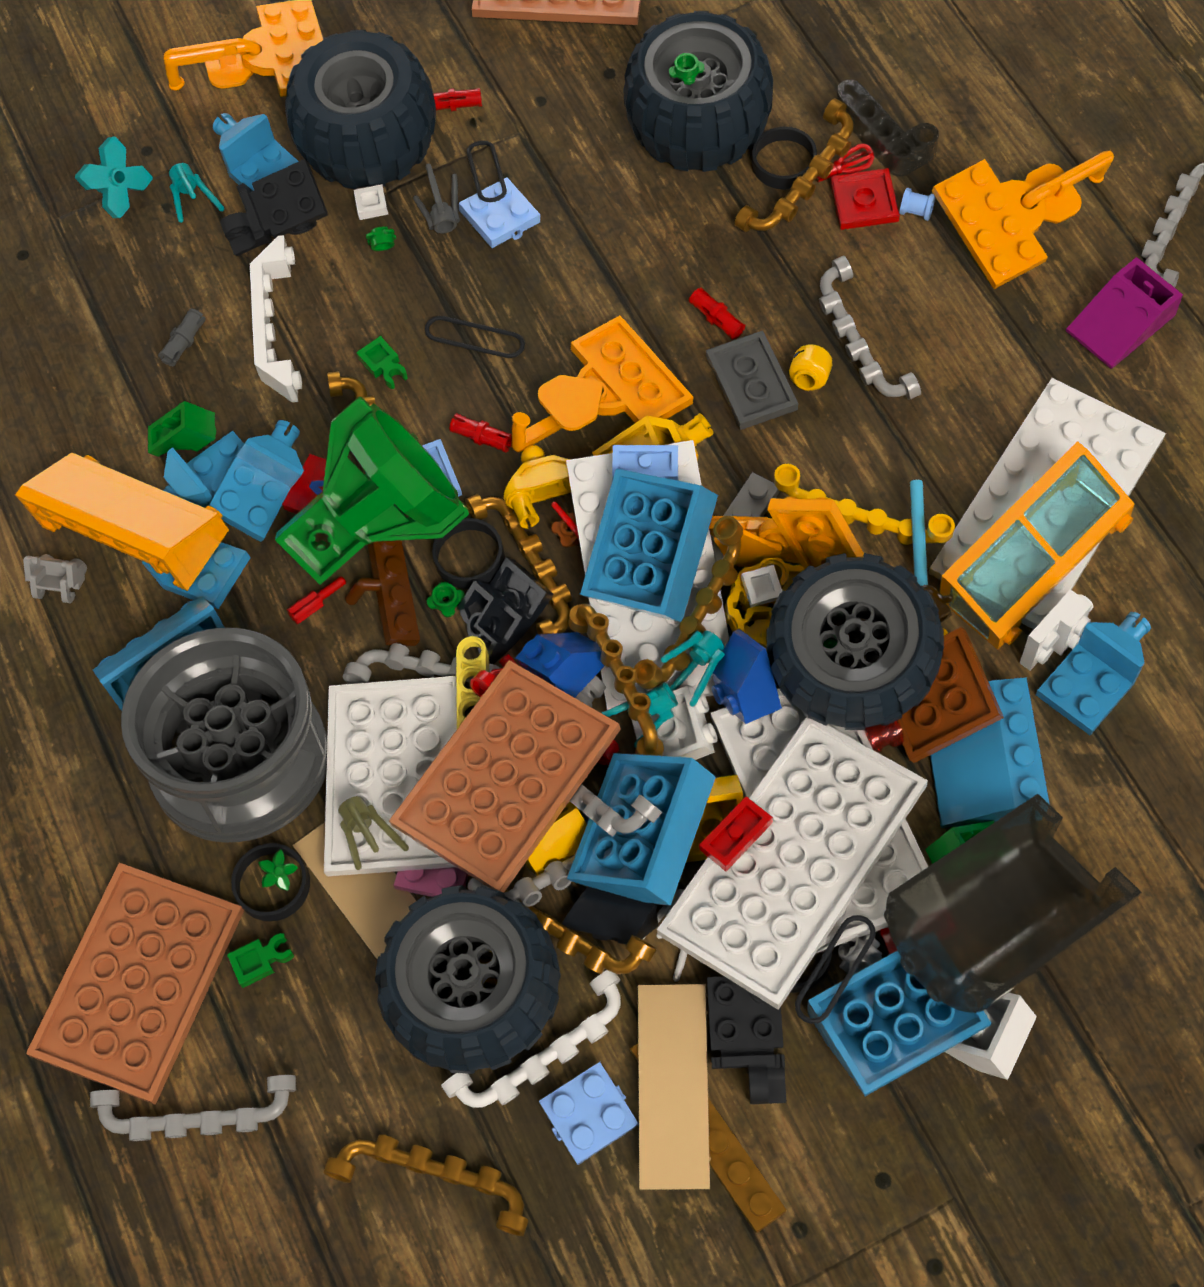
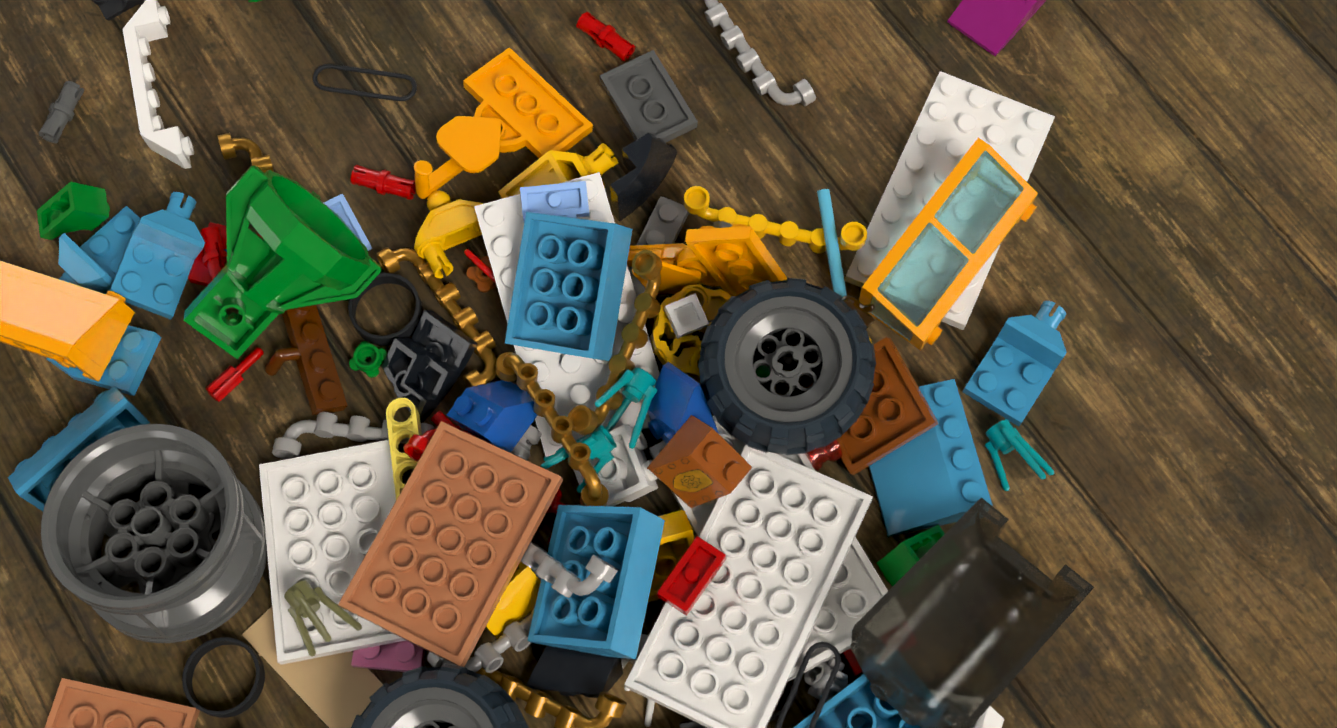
camera: 15 degrees left, 5 degrees up
(277, 871) = (228, 668): green plant -> none
(310, 479) = (215, 256): none -> red pin
(382, 359) = (272, 116): green plate -> none
(743, 441) = (648, 163): none -> black slope
(756, 728) = (699, 464): none -> dark orange slope
(810, 367) = (705, 83): yellow head -> none
(1057, 630) = (980, 326): white plate -> none
(1075, 745) = (1006, 438): none -> teal plant

